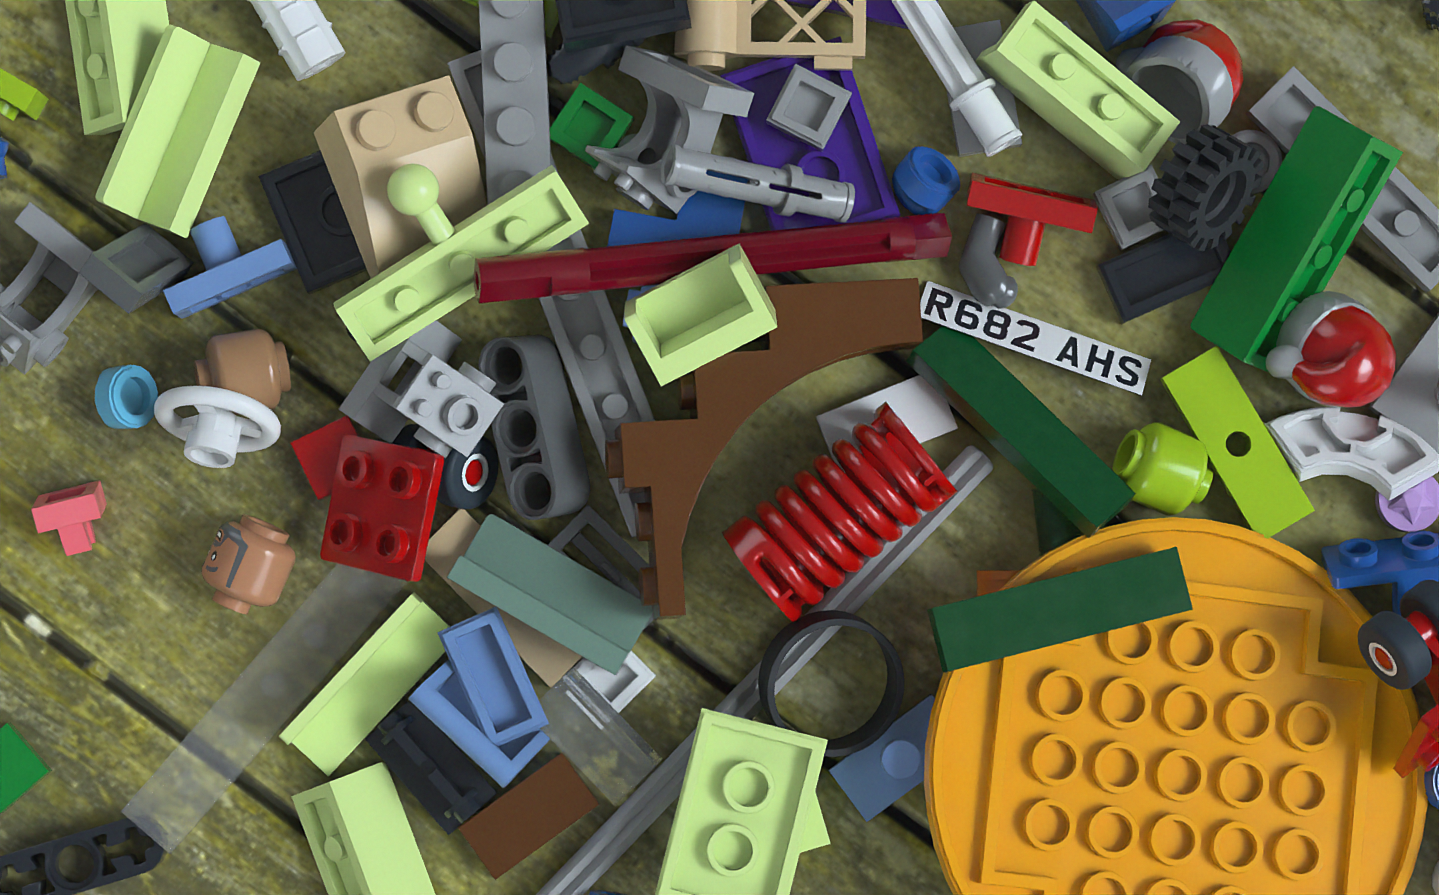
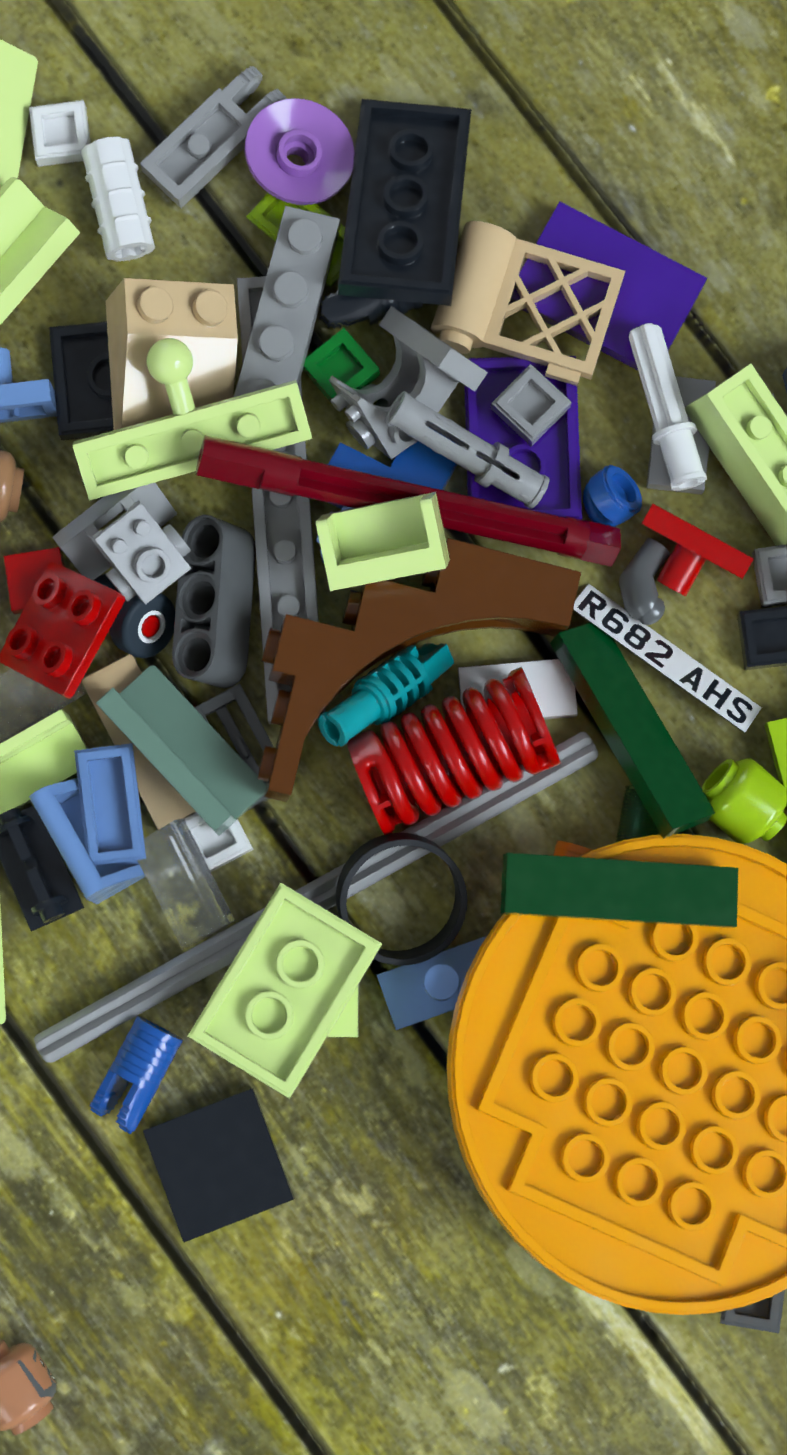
camera: 20 degrees right, 5 degrees down
(528, 815) = (105, 935): reddish brown tile -> none
(750, 468) = (386, 691): none -> teal hinge

